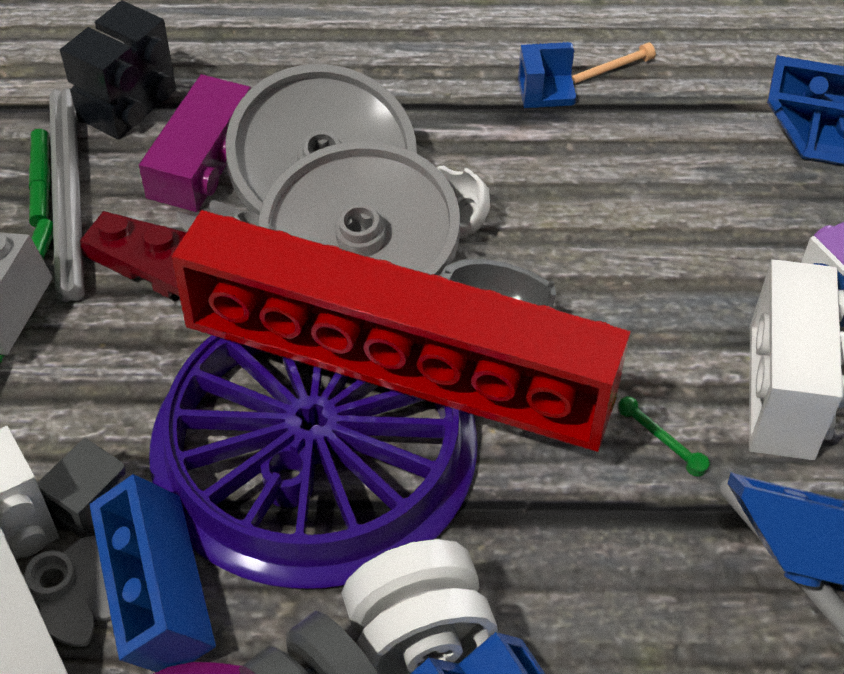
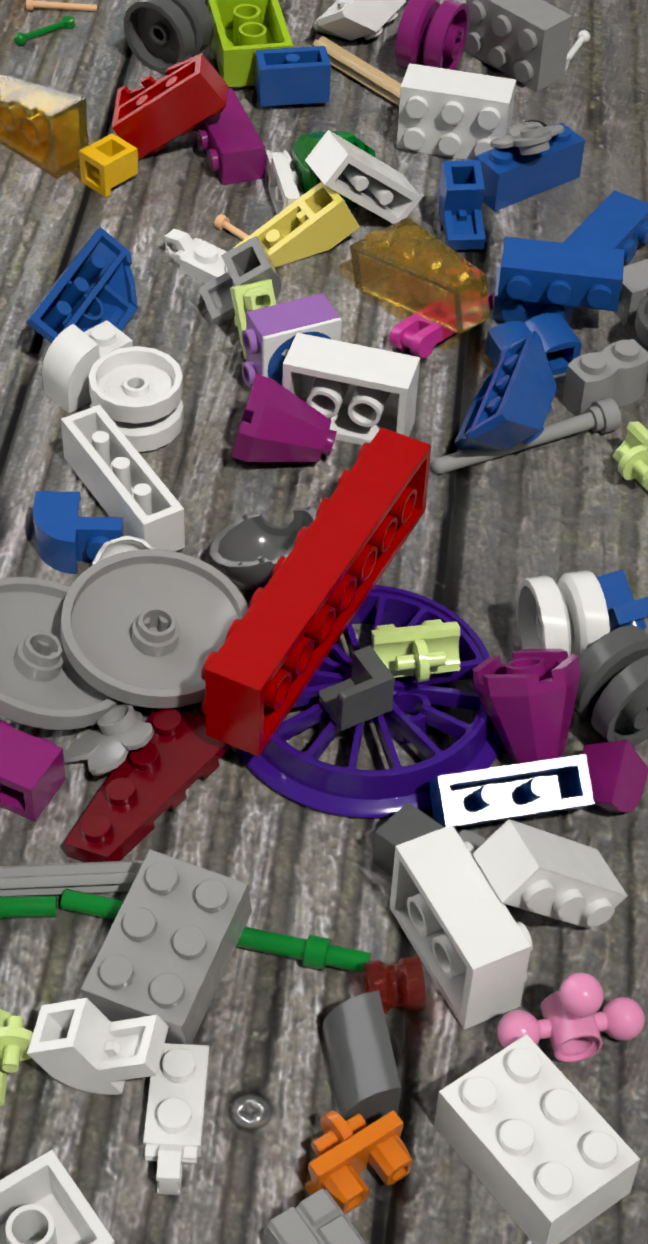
camera: 85 degrees left, 5 degrees down
(267, 397) = (363, 695): none -> dark grey panel
(275, 568) = (530, 700): none -> magenta cone
(323, 442) = (418, 649): none -> yellowish green hips
(507, 151) = (65, 535): none -> blue brick
(576, 180) = (122, 479): none -> white brick
(714, 296) = (280, 427): none -> magenta cone
(715, 174) = (140, 394): none -> white wheel
(759, 121) = (71, 359): none -> white brick

